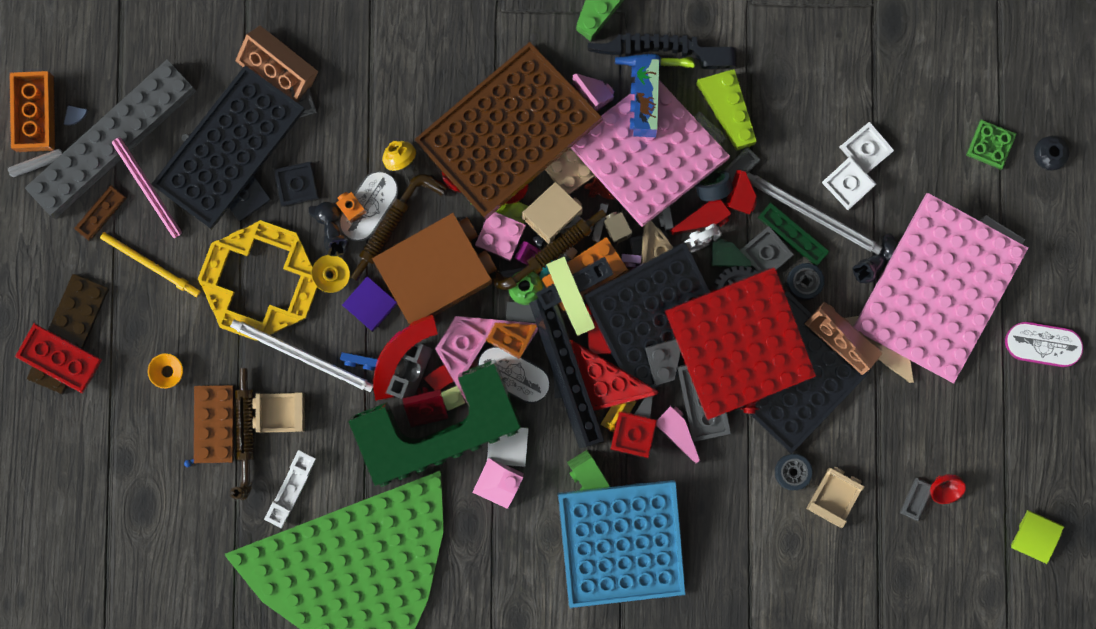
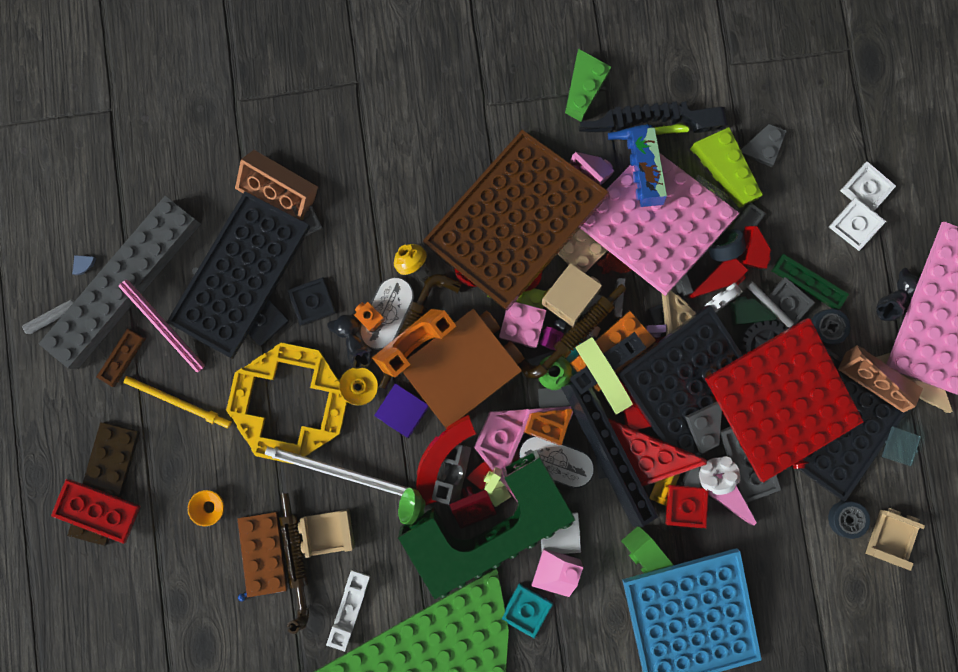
camera: 10 degrees left, 0 degrees up
(32, 111) = (37, 266): orange brick -> none
(351, 360) = (392, 469): blue plate -> none
(365, 396) = (411, 506): none -> bright green piece
(369, 248) = (431, 325): none -> orange arch
(447, 380) = (492, 479): none -> yellowish green plate
(464, 515) = (526, 610): none -> teal tile
(617, 228) = (638, 300): dark tan brick -> none
(675, 401) = (722, 485): none -> white plate
(747, 249) = (770, 304): none -> light grey bar
(770, 91) = (765, 145): none -> dark grey wing
(814, 213) = (832, 260): light grey piece -> none
(856, 408) = (901, 446): none -> clear light blue piece

